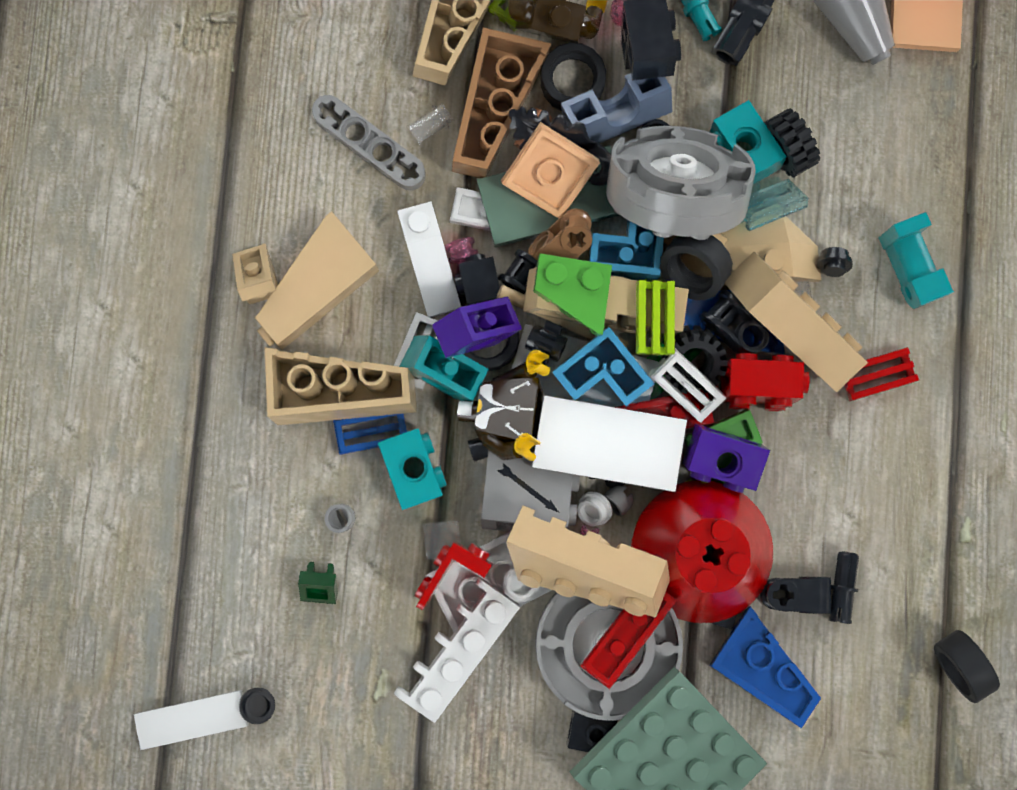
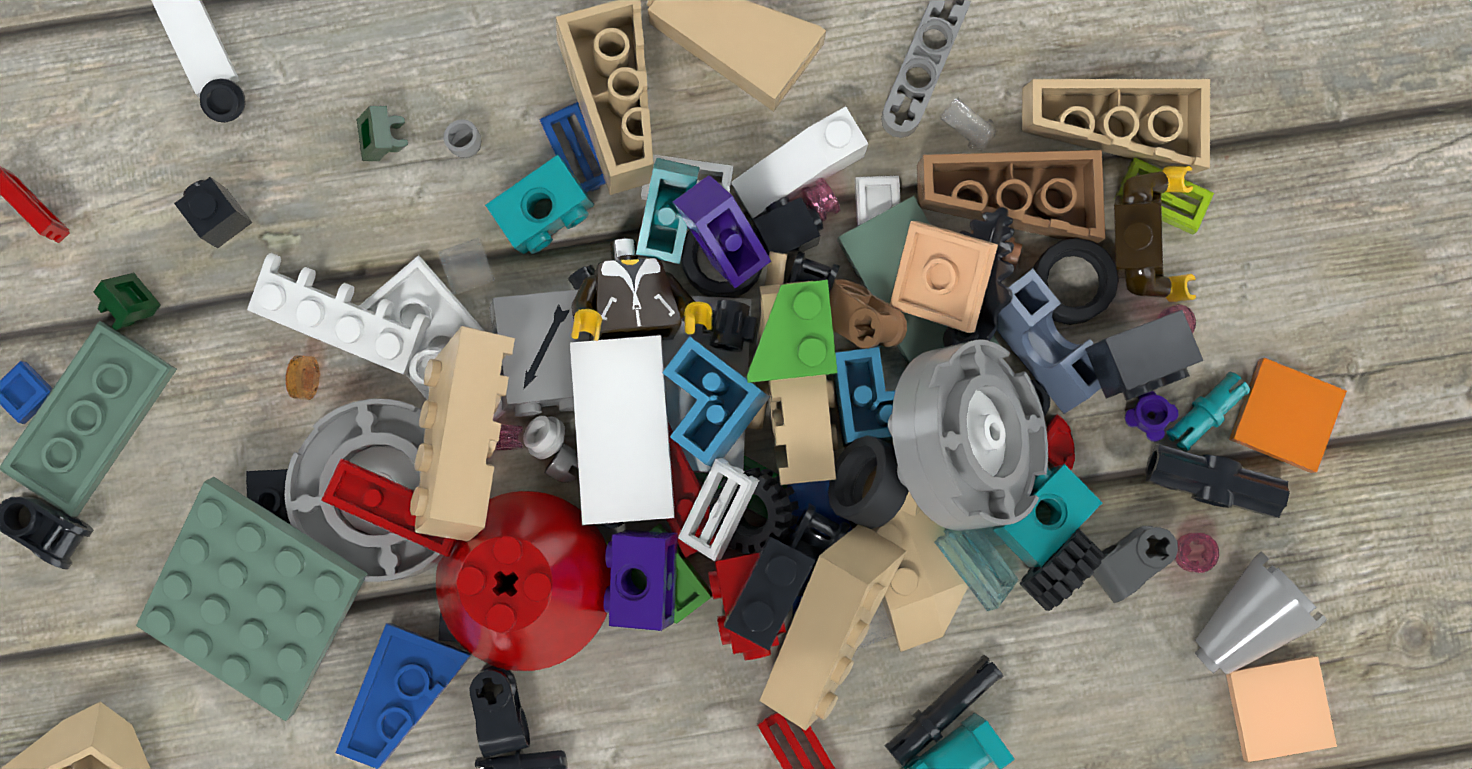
camera: 75 degrees right, 0 degrees up
(348, 732) = (212, 212): none -> black brick
(471, 557) = (443, 290): red bracket -> none
(500, 689) = (302, 377): none -> clear orange tile
(669, 317) = (825, 435): lime tile -> none
(693, 119) = (1060, 443): none -> red tile
(699, 48) = (1163, 412): none -> dark purple plate
(770, 355) = (768, 593): none -> black brick
(796, 91) = (1129, 567): none -> dark grey piece
(802, 34) = (1209, 555): none -> clear pink bush
(834, 261) = (926, 662): black plate -> none
(880, 271) = (943, 711): none -> black pin

